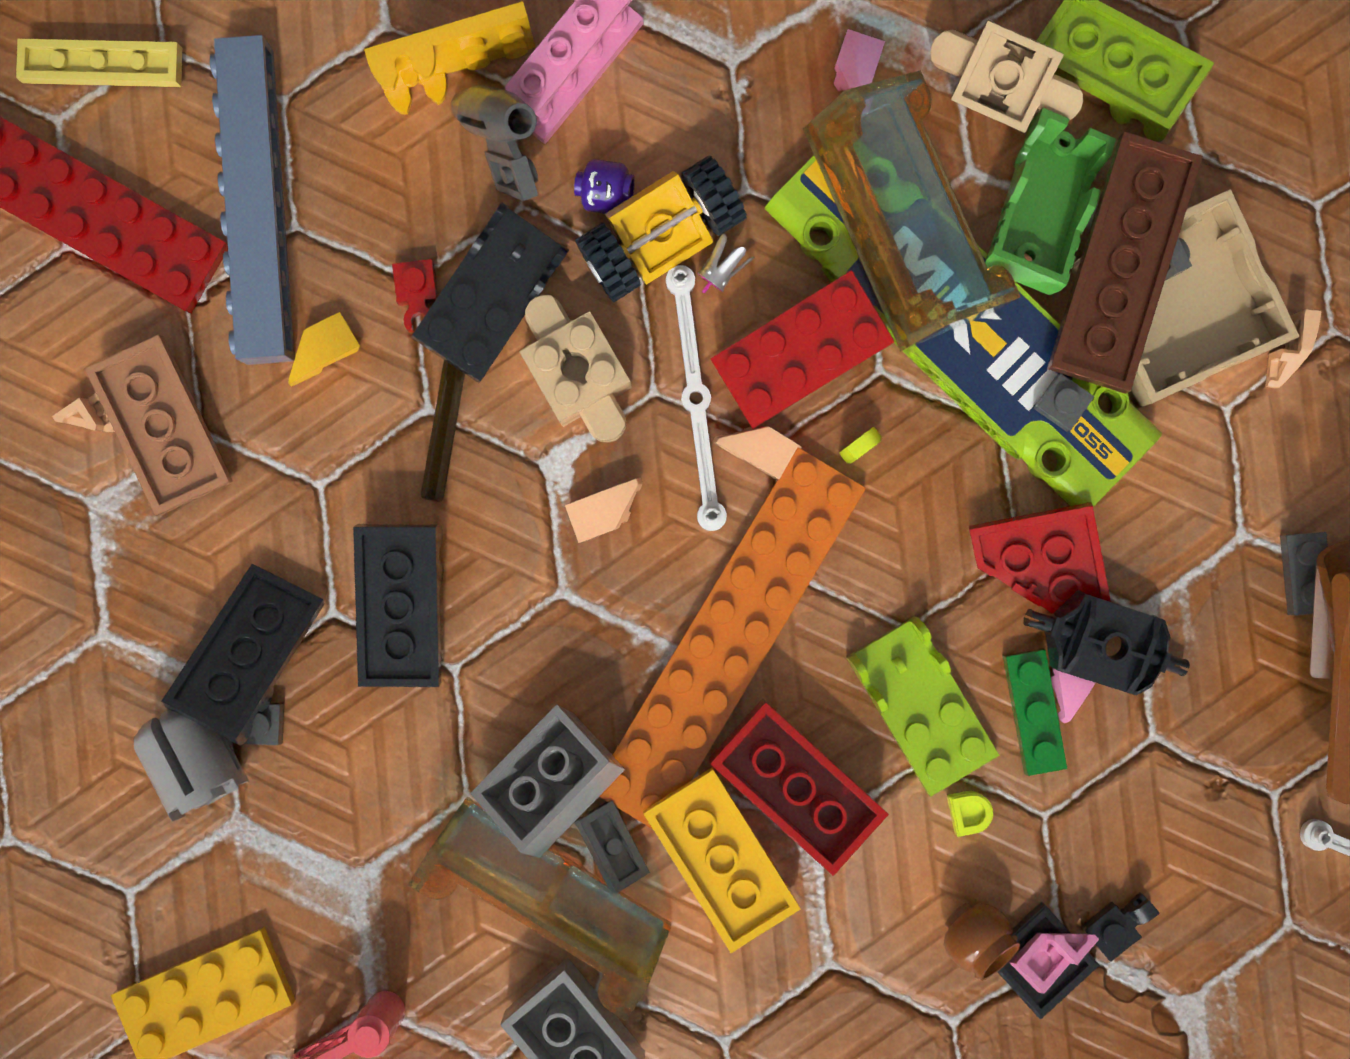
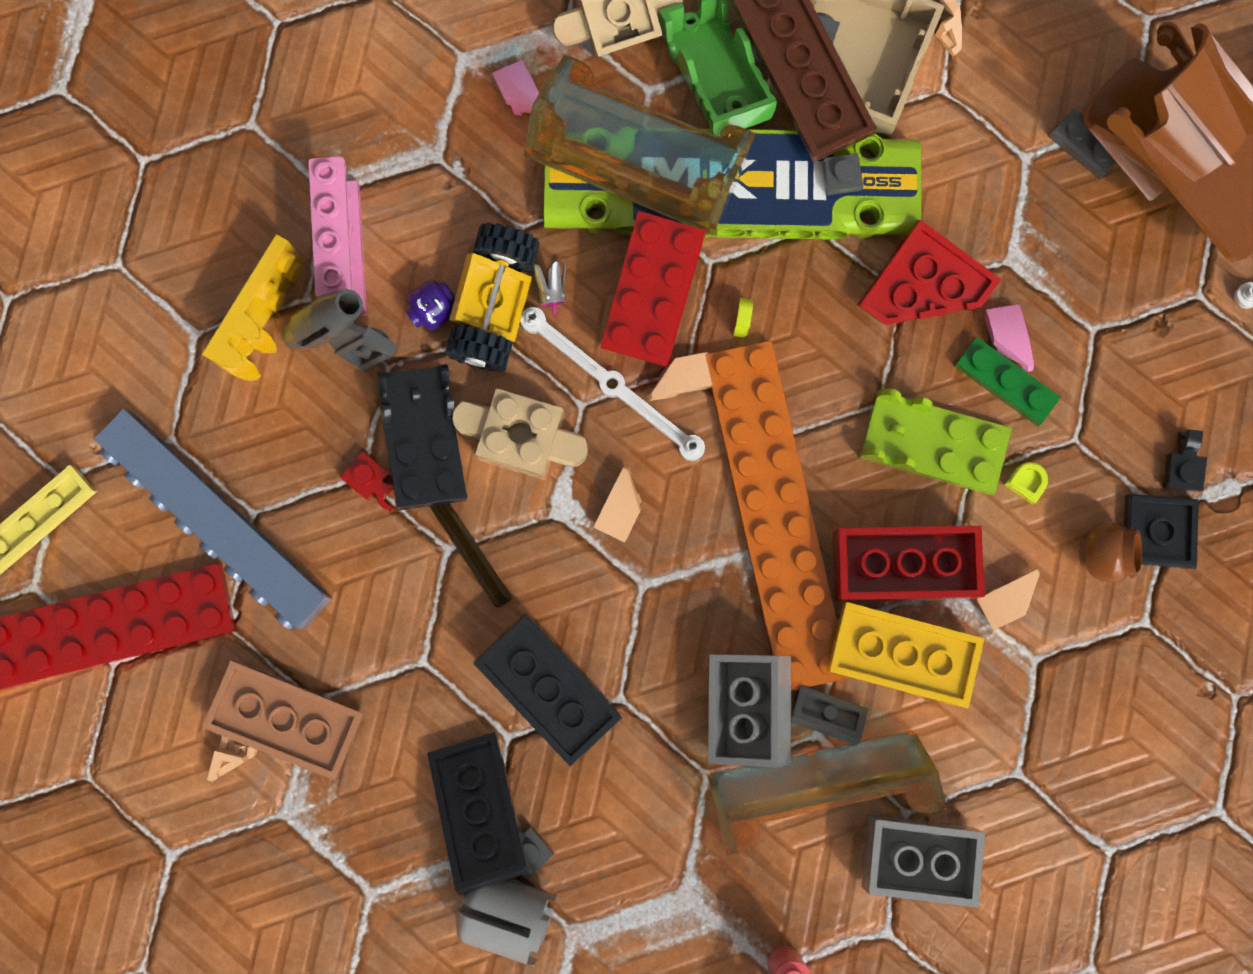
camera: 40 degrees left, 5 degrees down
(321, 346) = (343, 571): yellow slope -> none
(855, 896) = (1009, 600): none -> light nougat slope
(1049, 955) = (1163, 523): bright pink slope -> none
(1084, 626) = (987, 299): black plate -> none

